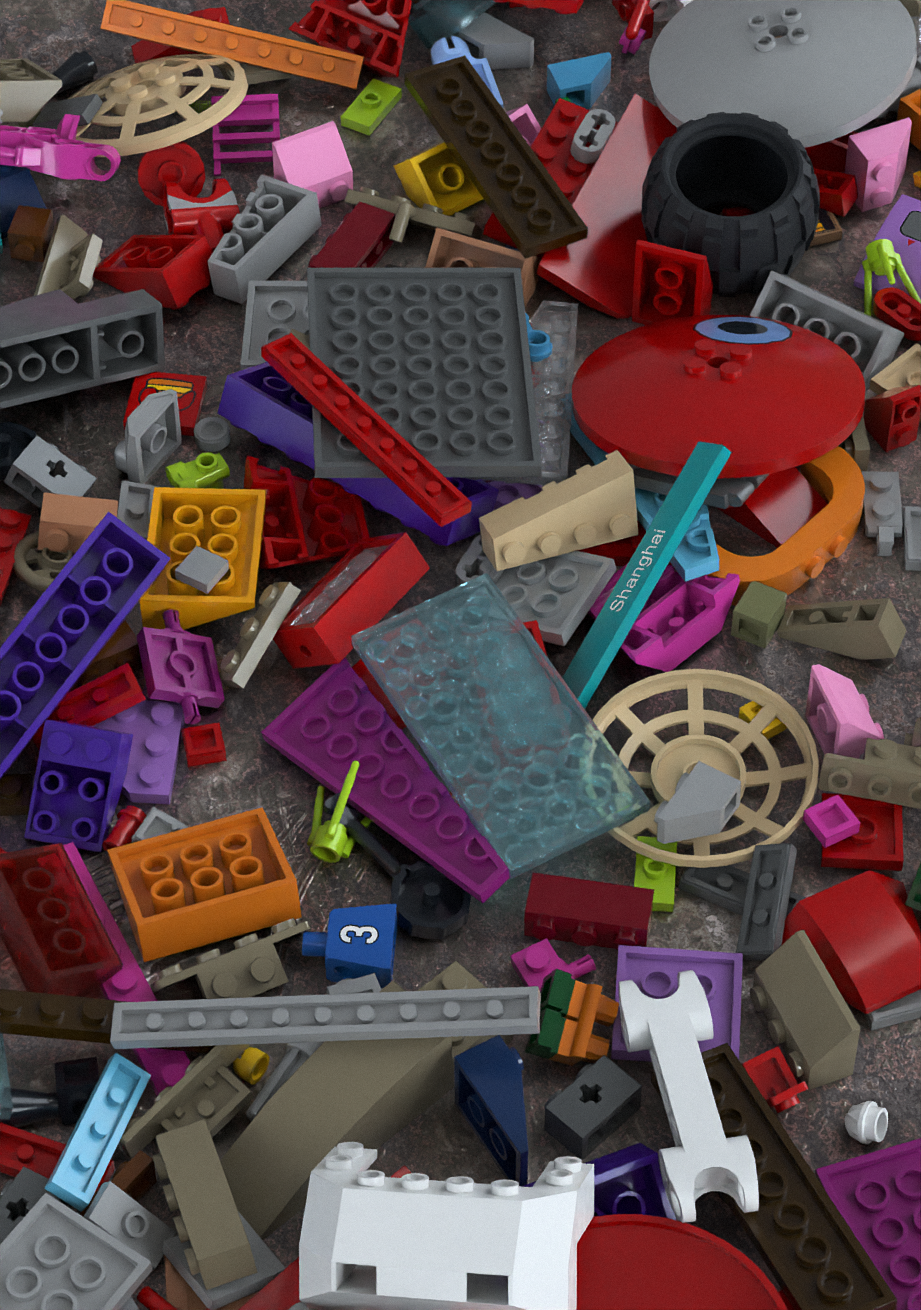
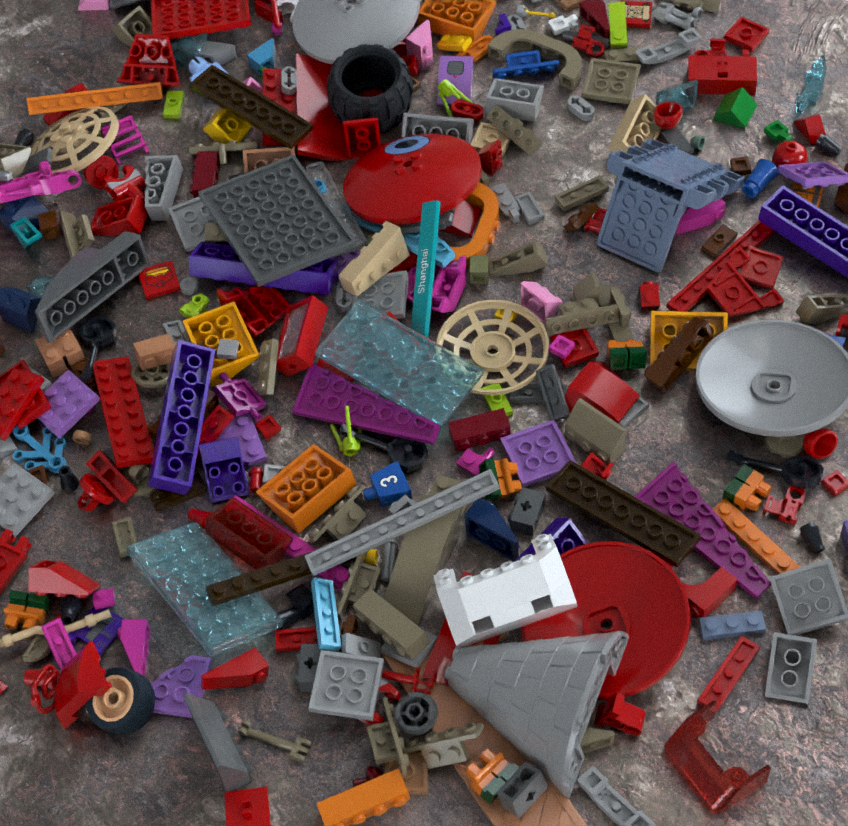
camera: 20 degrees left, 5 degrees up
(47, 470) = (126, 333): brick -> none
(150, 436) = (164, 299): light grey slope -> none
(315, 162) = (167, 141): bright pink slope -> none
(366, 430) = (270, 255): red tile -> none
(699, 806) = (505, 363): light grey slope -> none
(702, 1154) = (587, 508): white piece -> none
(867, 1122) = (642, 468): white plate -> none

